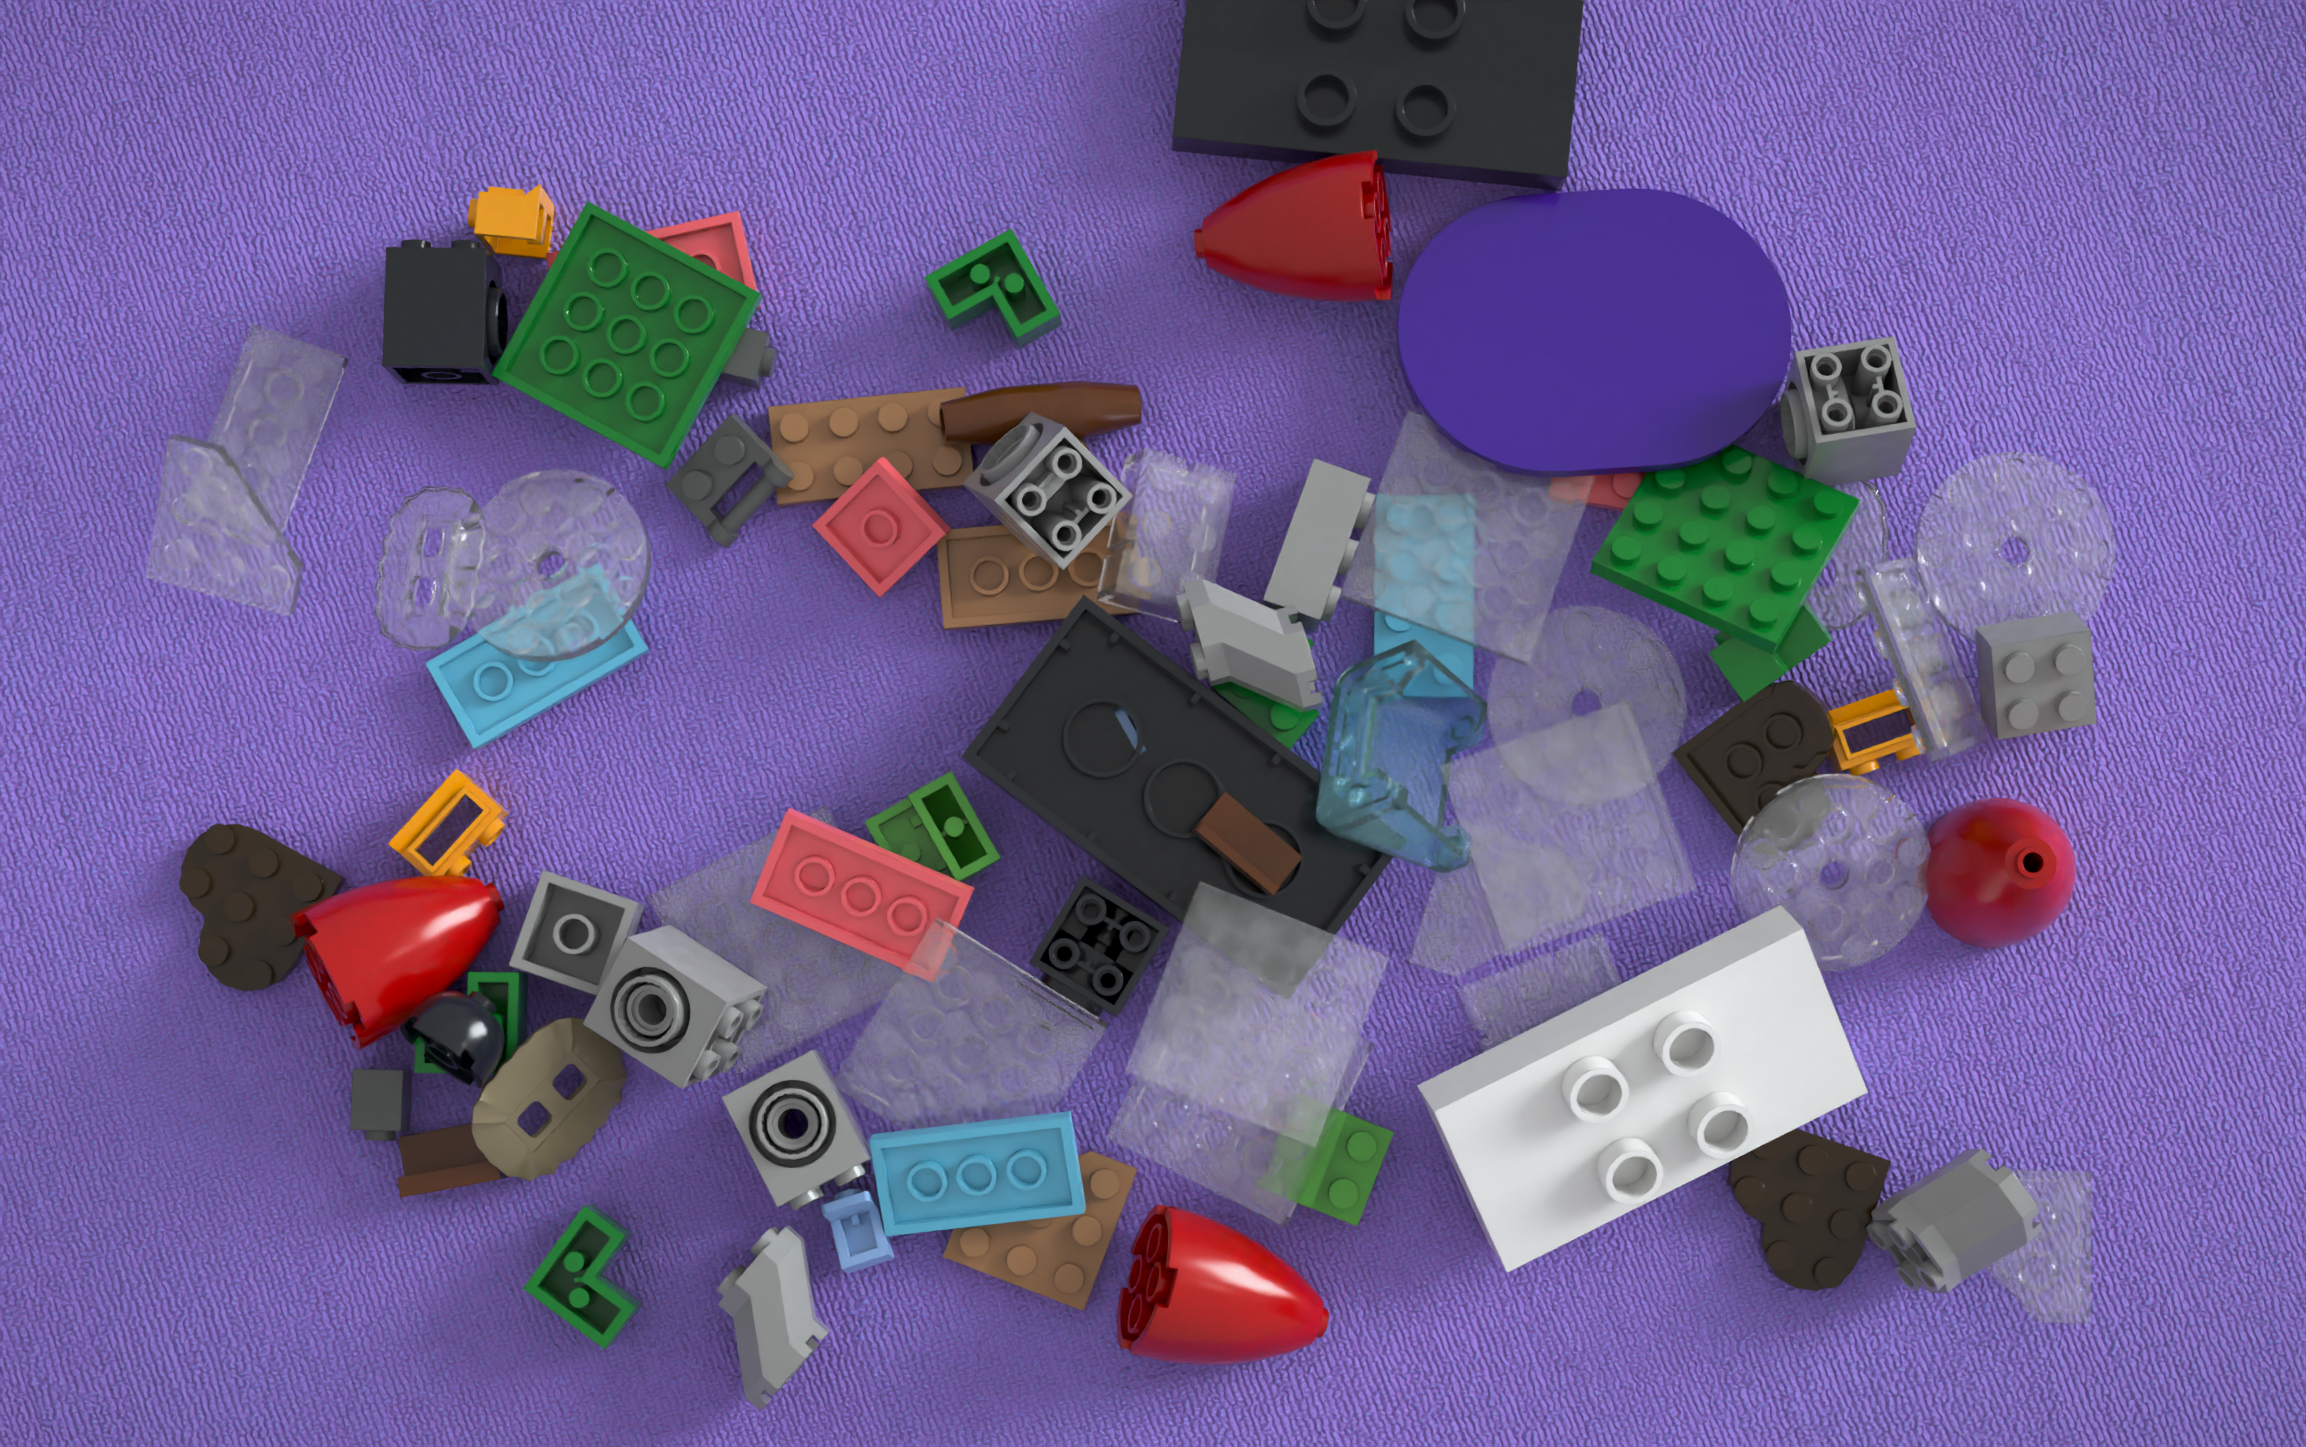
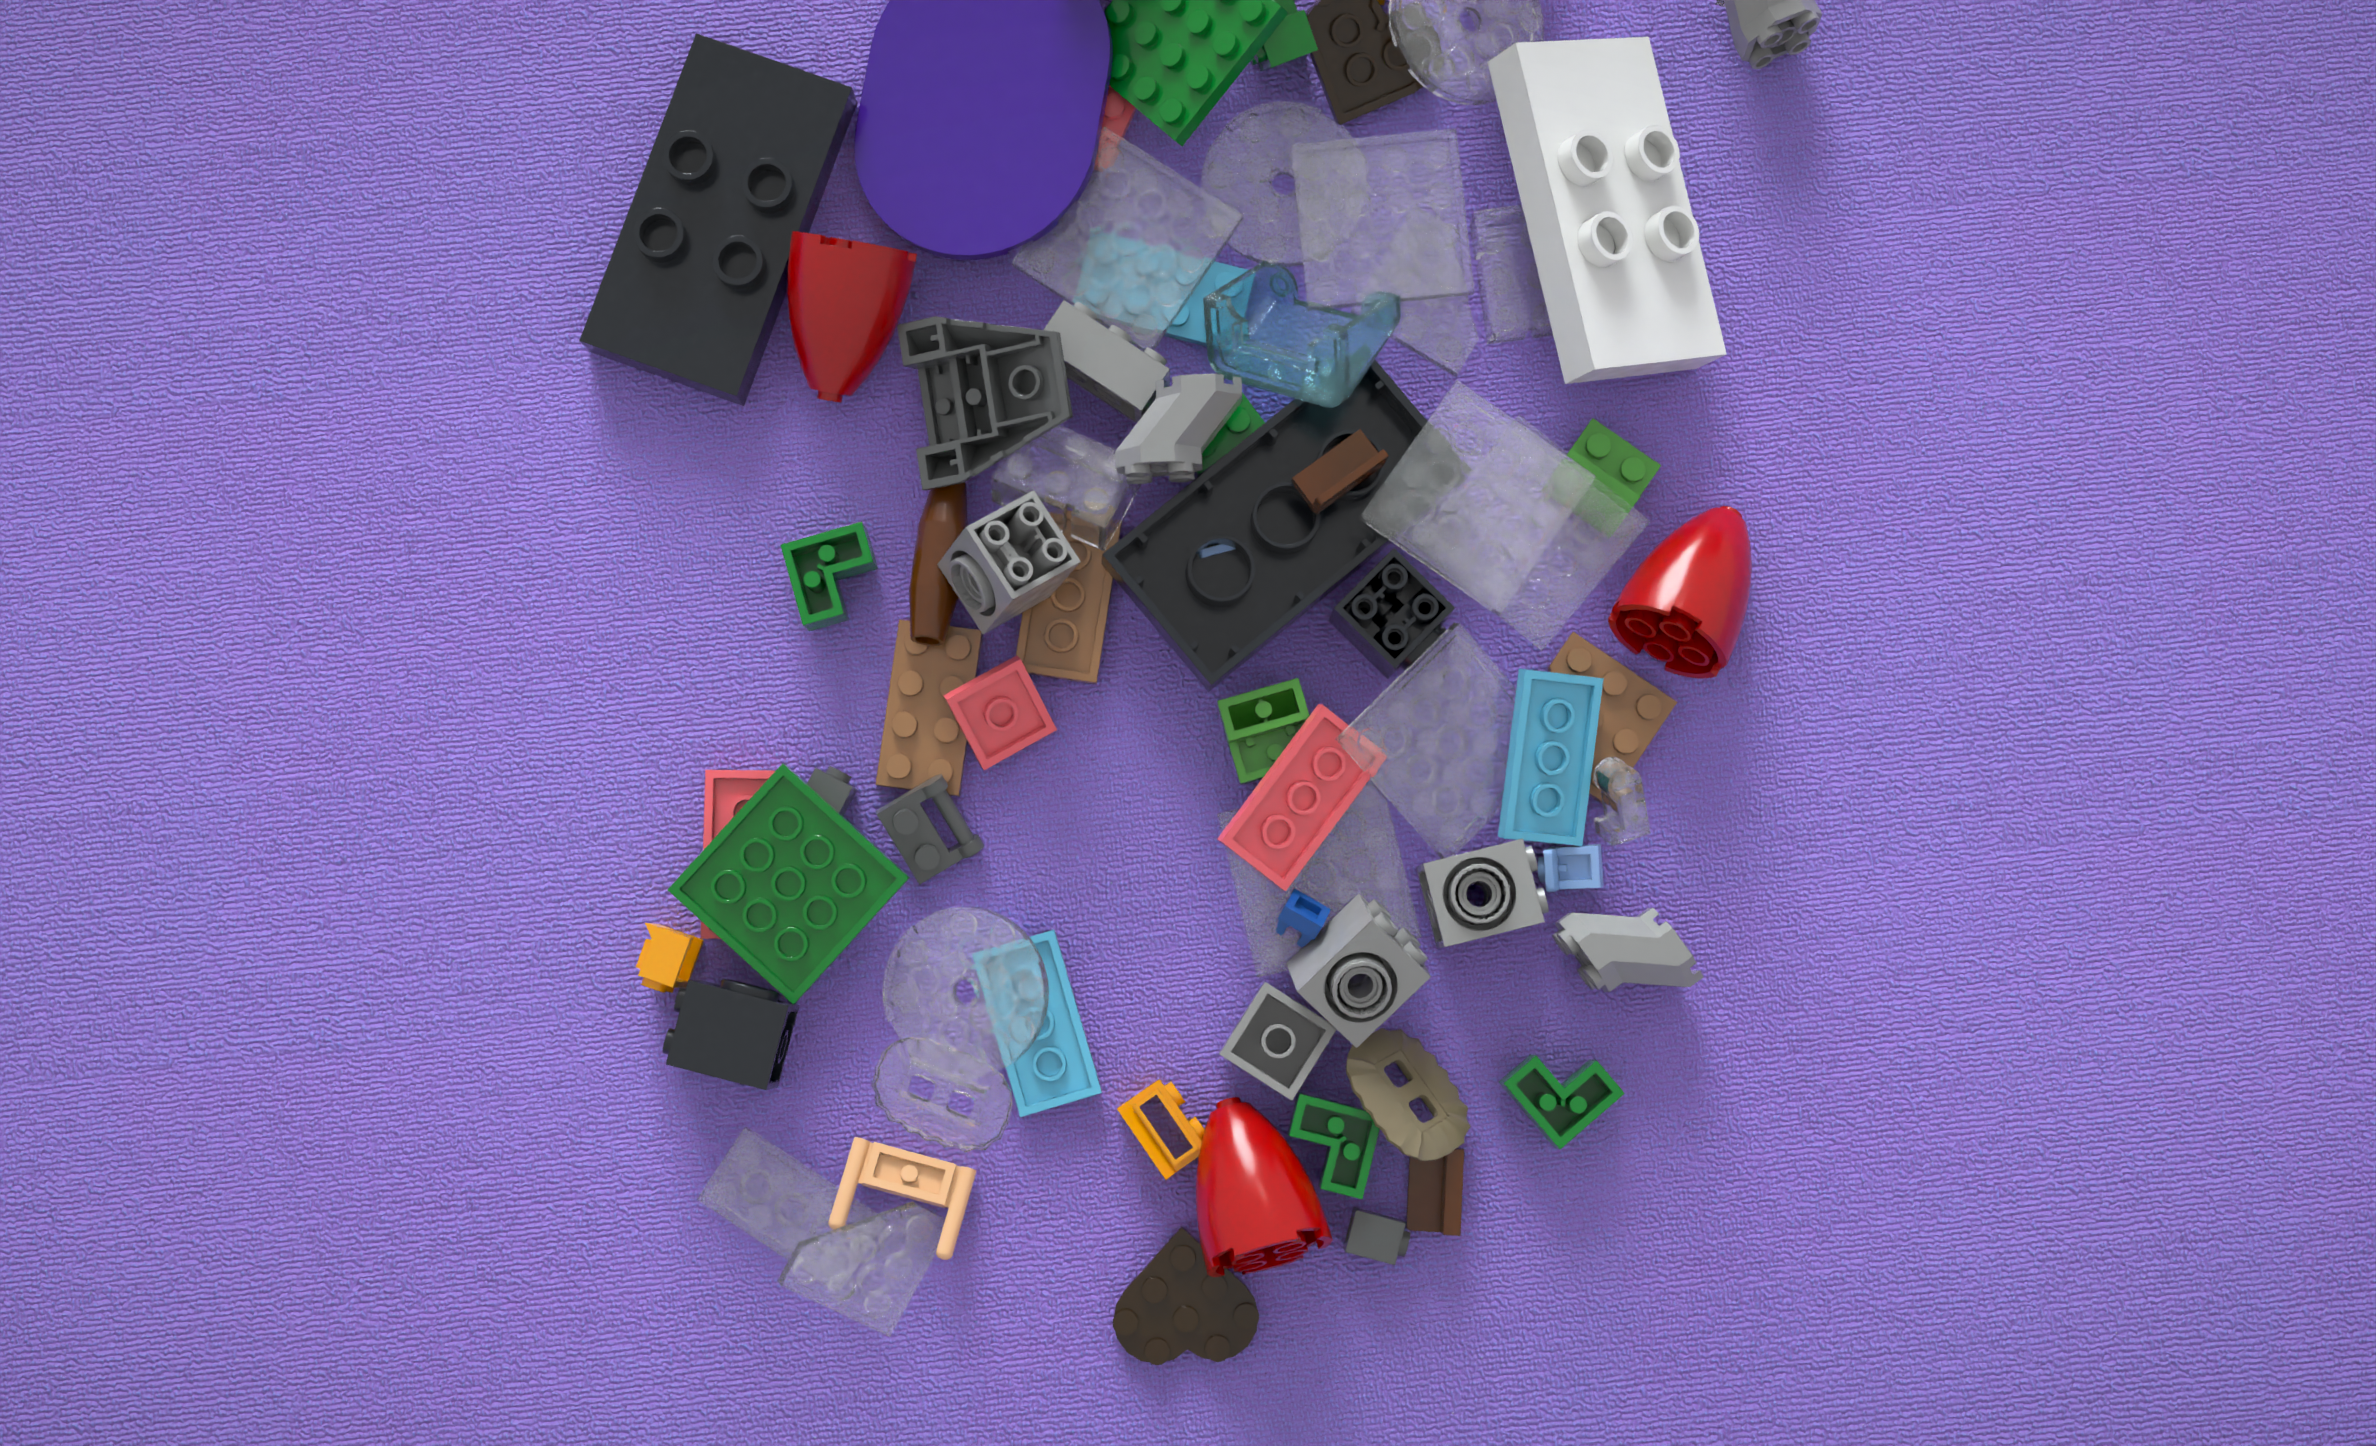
camera: 75 degrees left, 0 degrees up
(330, 553) = (910, 1177): none -> light nougat plate
(458, 1034) = (1342, 1151): black cylinder -> none
(726, 929) = (1303, 915): none -> blue tile
(939, 1276) = (1622, 802): none -> clear leg
(1243, 417) = (982, 392): none -> dark grey wedge
(1810, 1205) = (1725, 108): dark brown plate -> none

